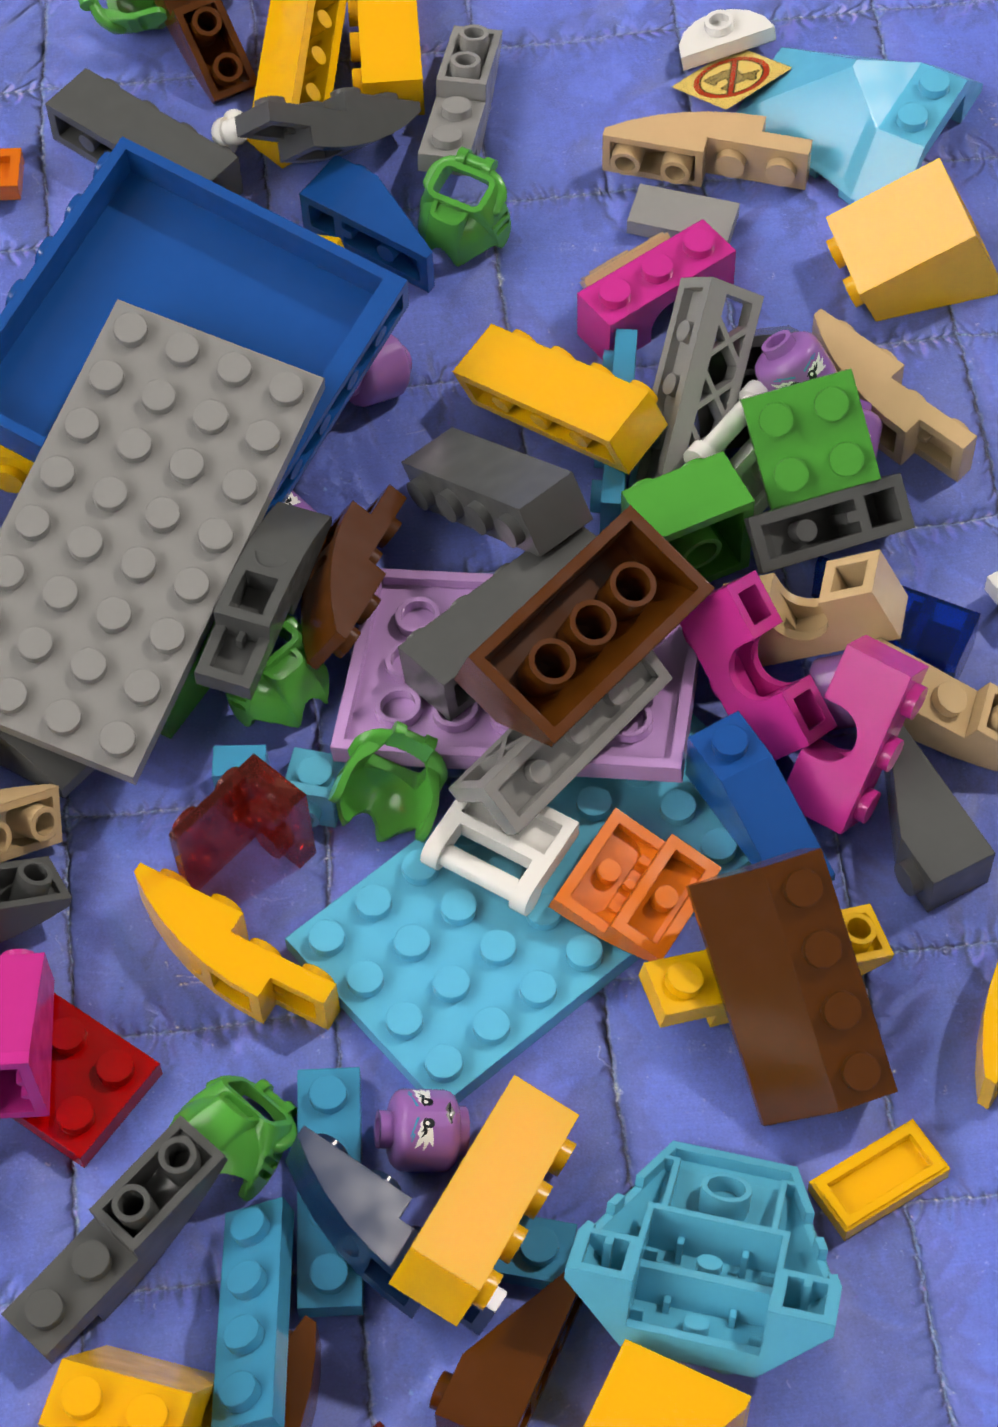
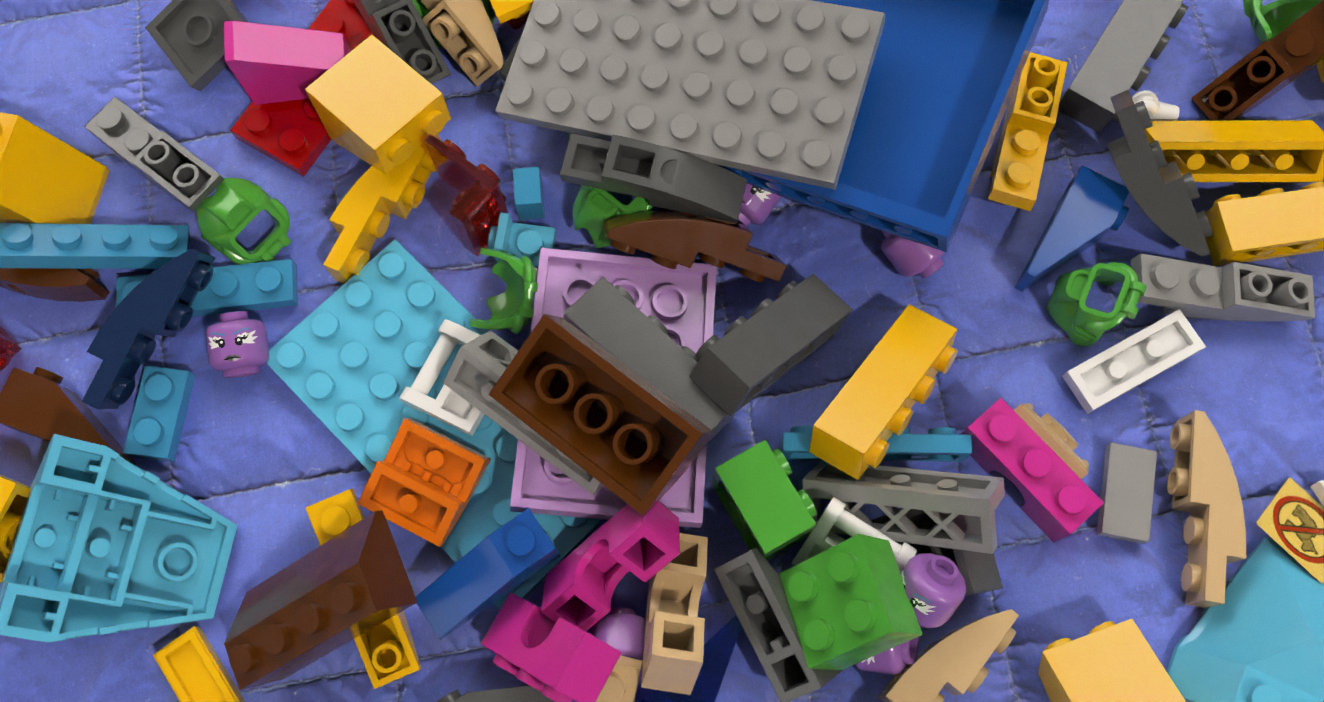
camera: 85 degrees right, 15 degrees up
(110, 914) = (377, 105): none -> yellow slope
(485, 1201) = (151, 385): yellow brick -> none
(536, 191) = (1133, 361): none -> white plate

